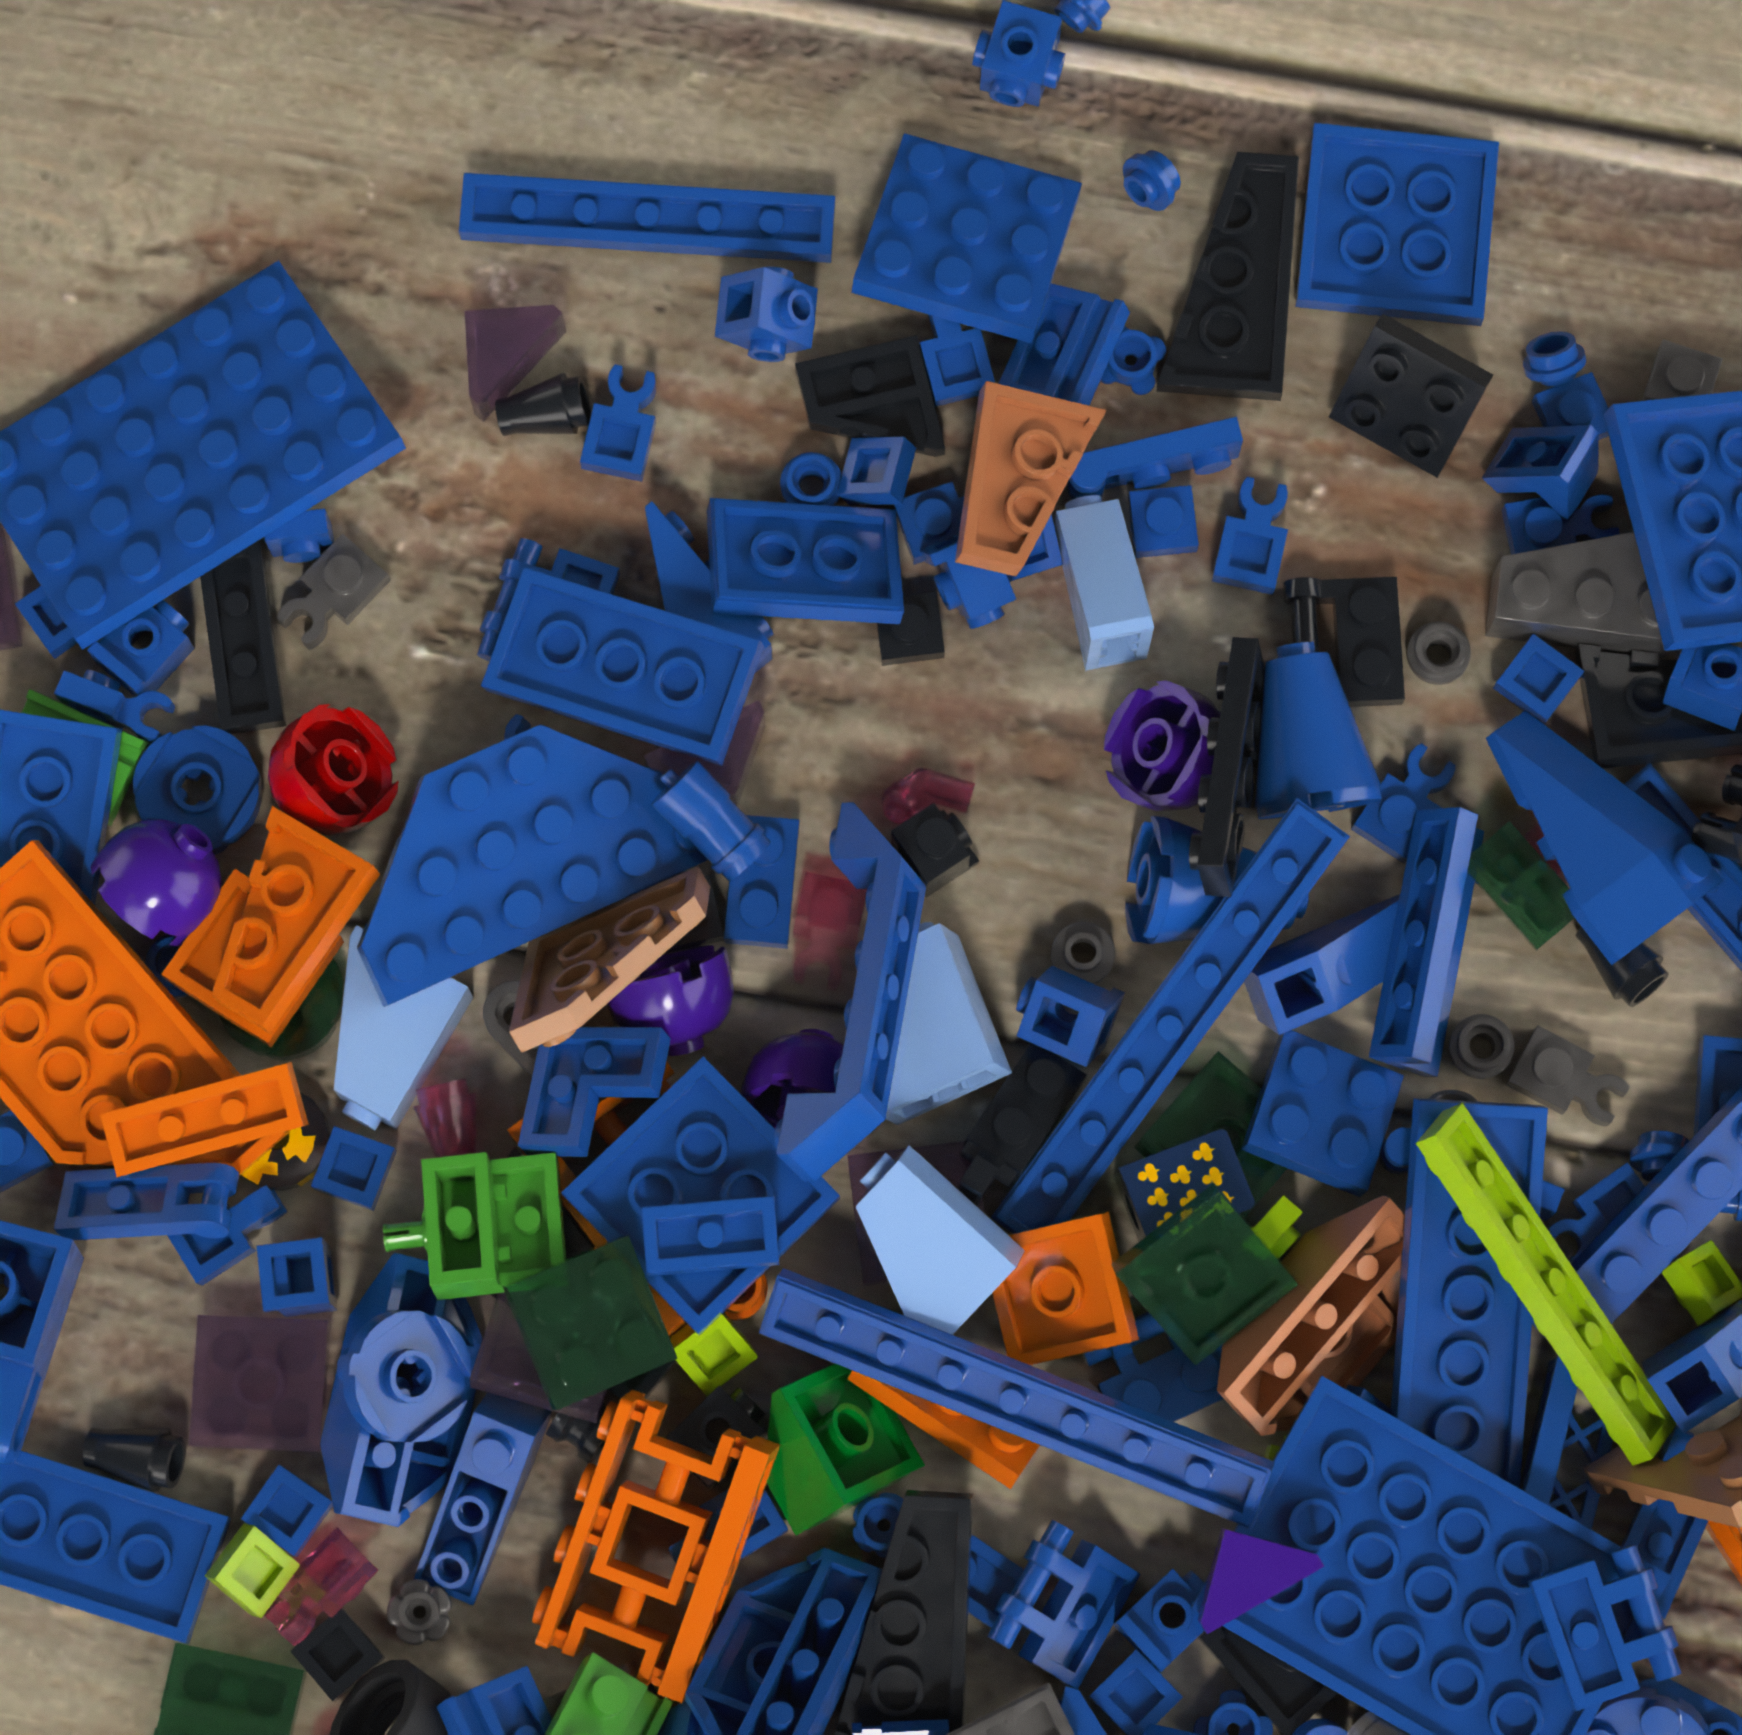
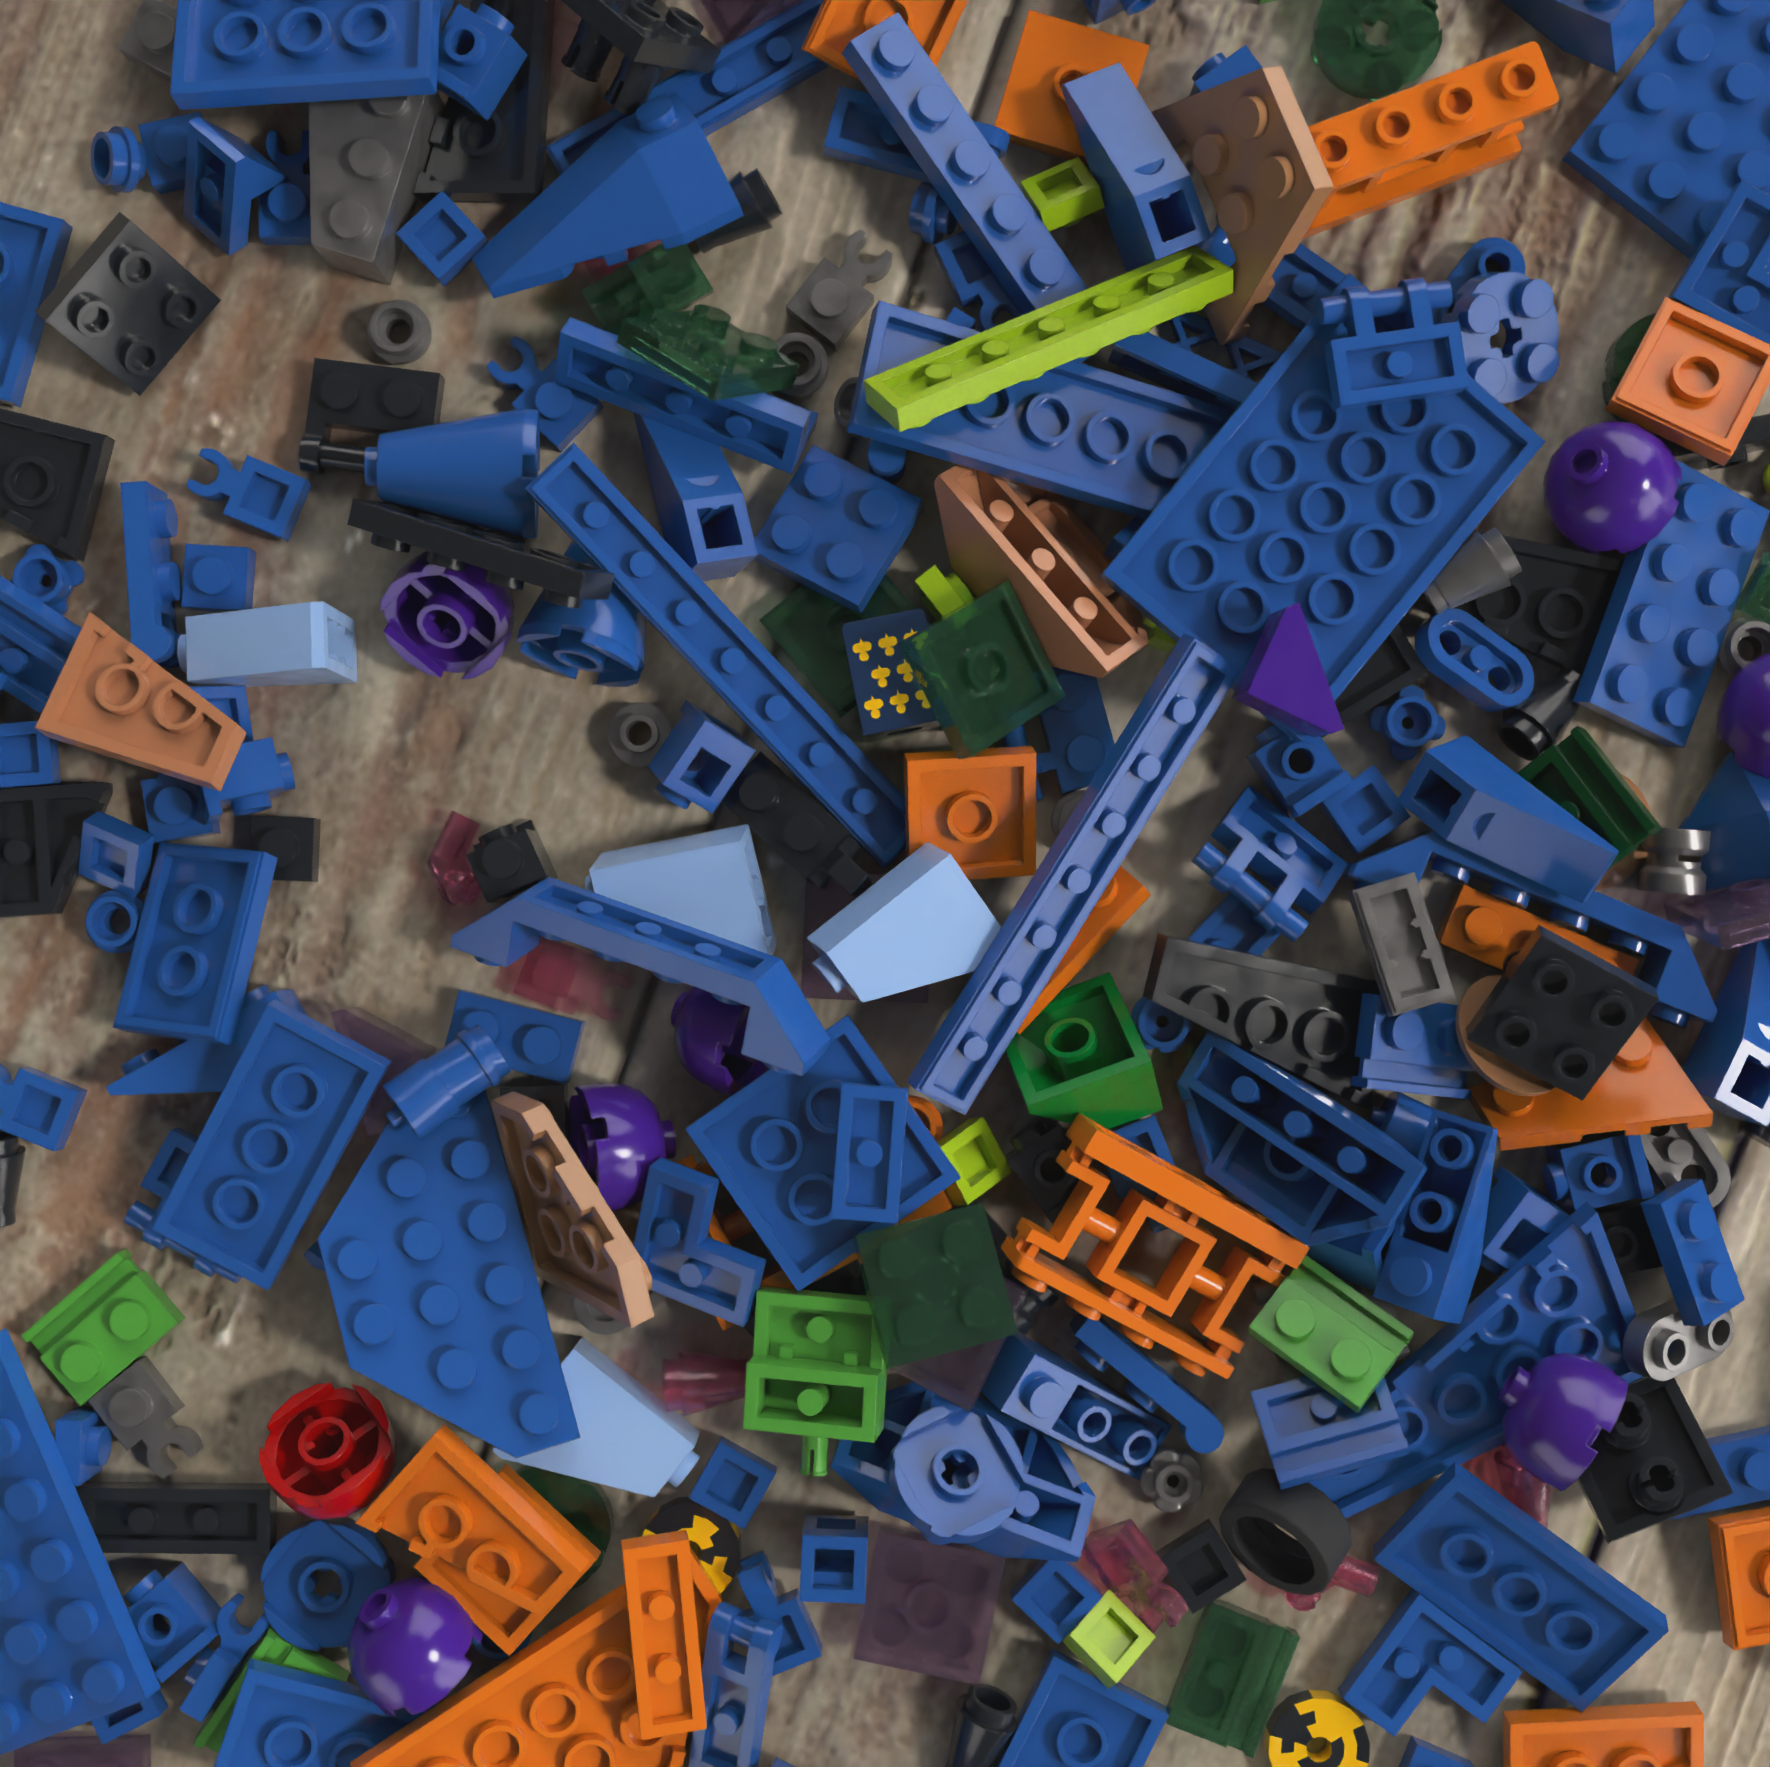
camera: 80 degrees left, 10 degrees up
(414, 535) = (103, 1326): none -> bright green plate
(517, 1568) = (1148, 1381): none -> blue plate
(1469, 954) = (708, 352): none -> clear green plate

